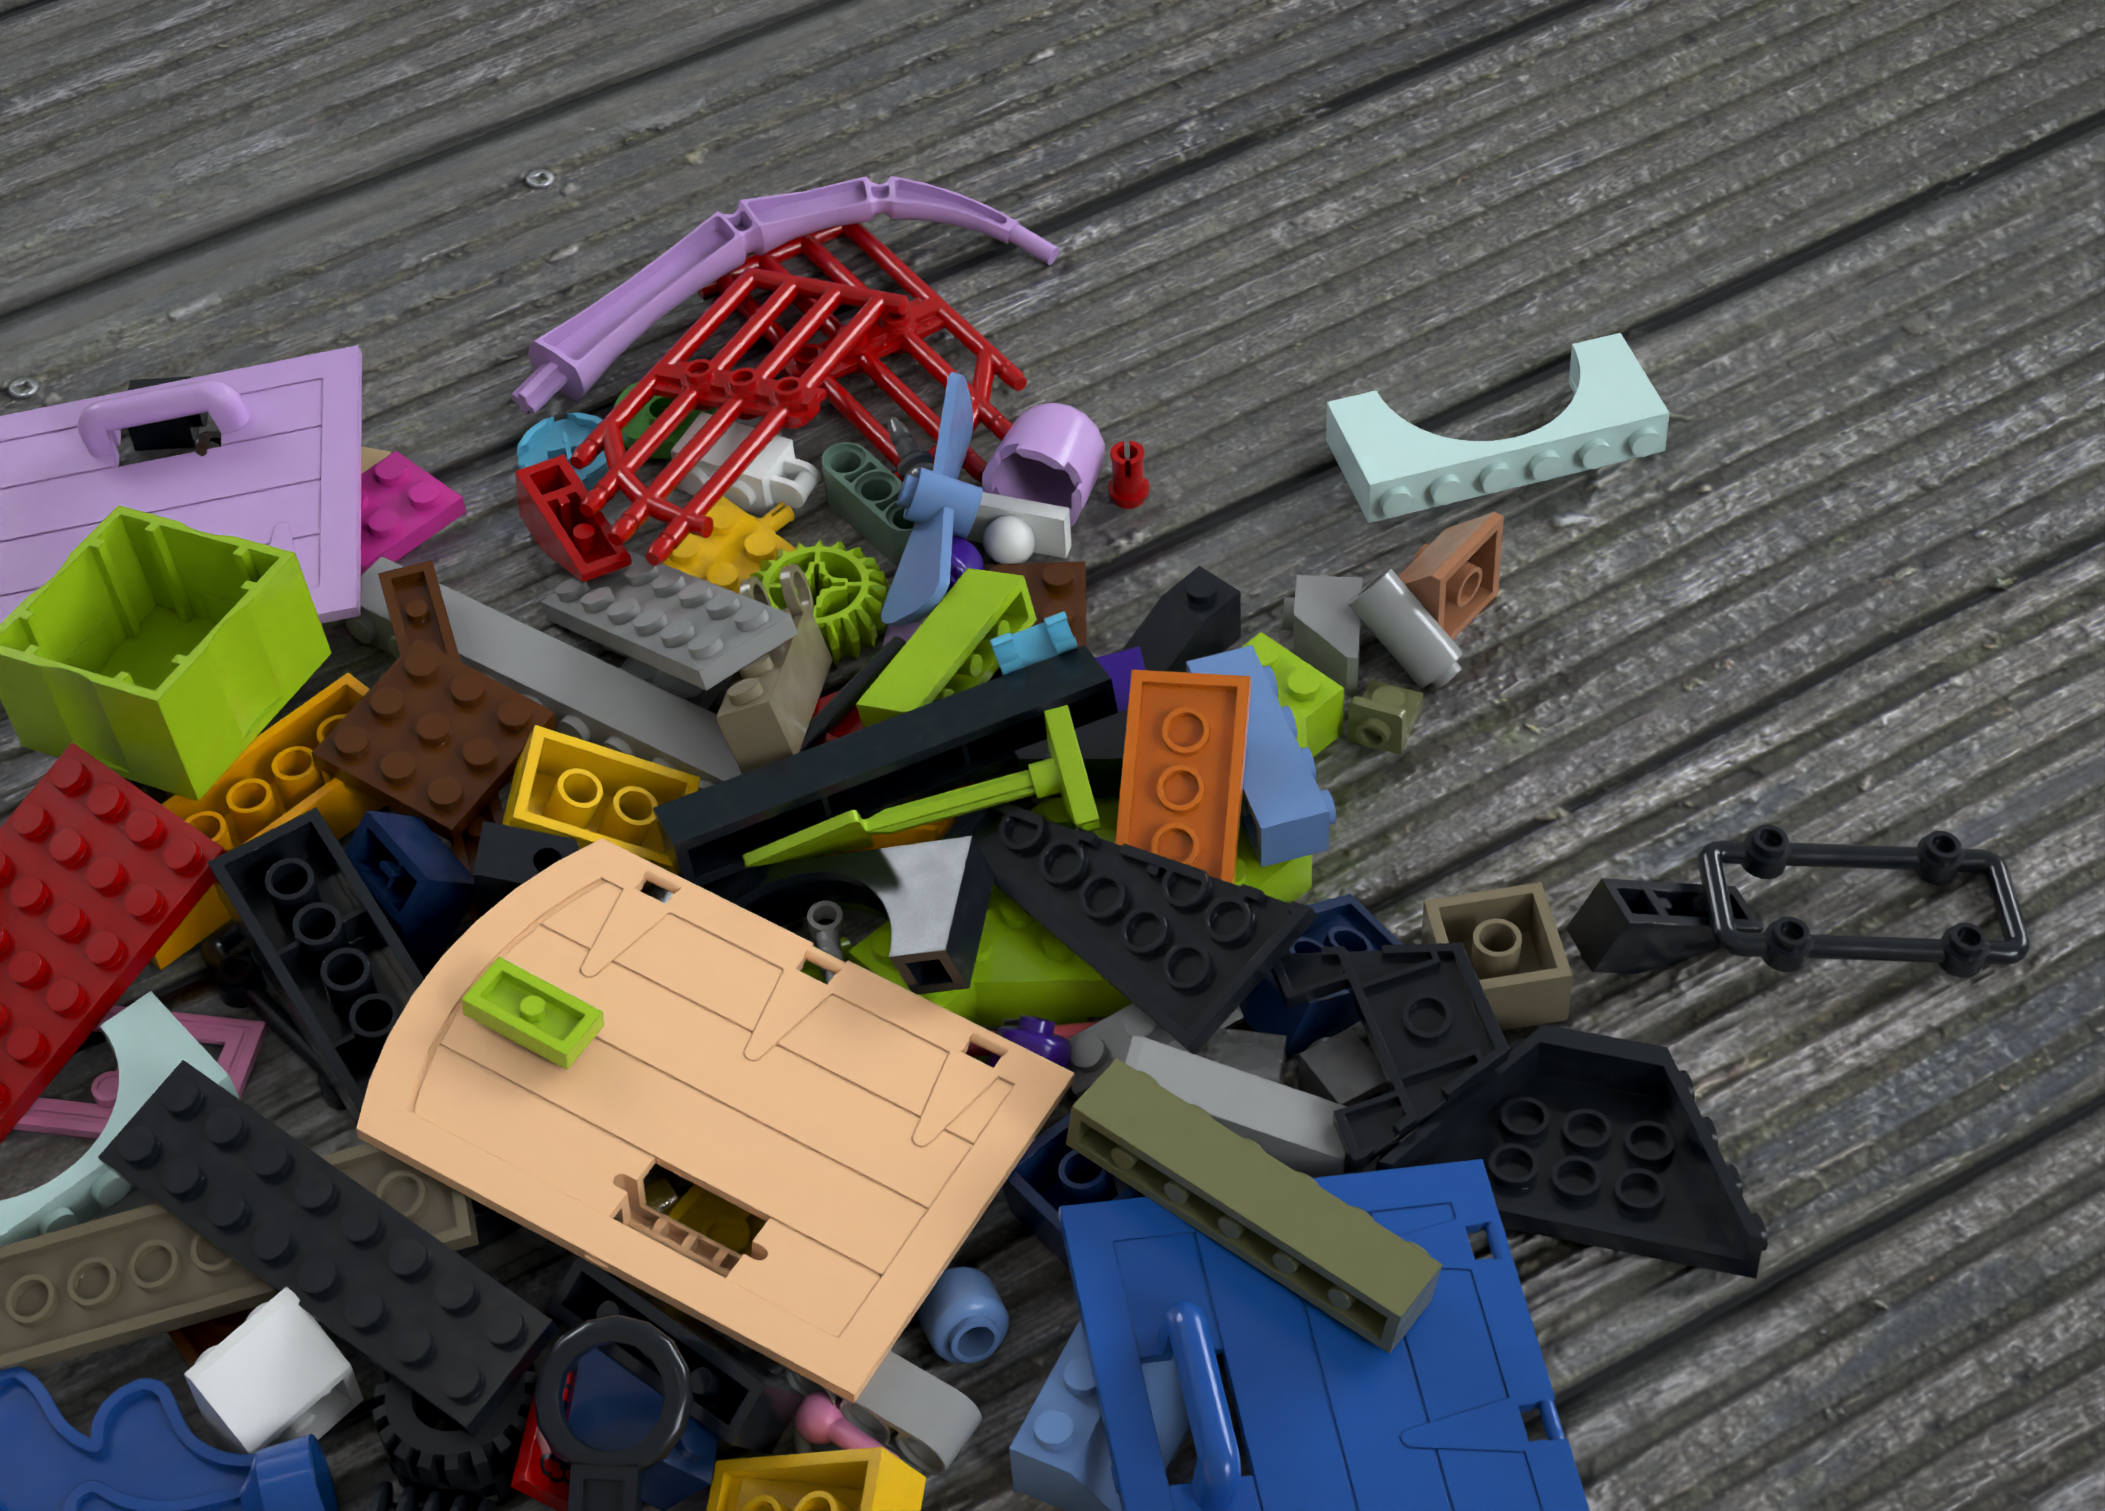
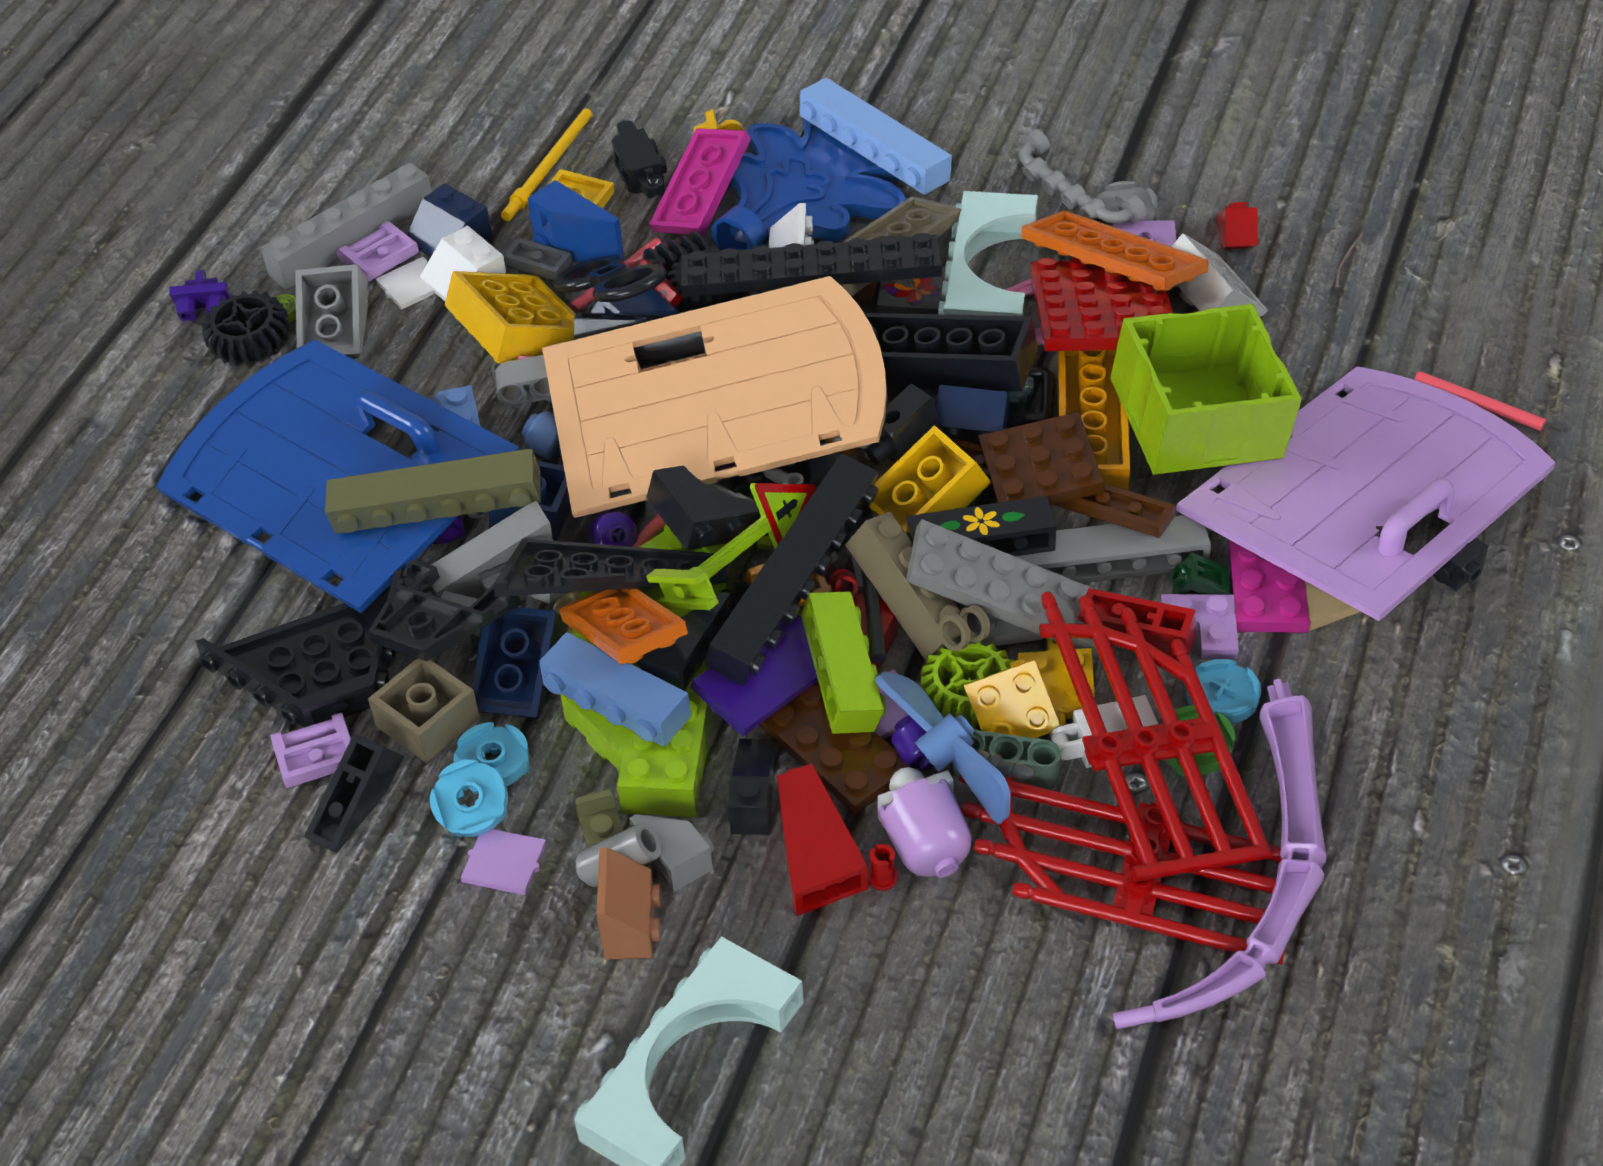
camera: 140 degrees right, 0 degrees up
(445, 552) = (1200, 576): none -> dark green bracket
(478, 531) = (1213, 621): none -> lavender plate
(533, 1013) = (808, 345): lime plate -> none
(616, 698) = (1008, 526): none -> black brick
(794, 510) = (1013, 702): none -> yellow hinge
(1033, 644) = (770, 657): medium azure bar -> none
(1173, 527) = (818, 846): none -> red slope
(1443, 843) = (507, 741): none -> medium azure plate
(1524, 815) = (450, 789): none -> medium azure plate
(1529, 756) = (504, 861): none -> lavender piece
(1687, 1013) = (311, 750): none -> lavender plate
(1788, 940) = (227, 929): black bar -> none

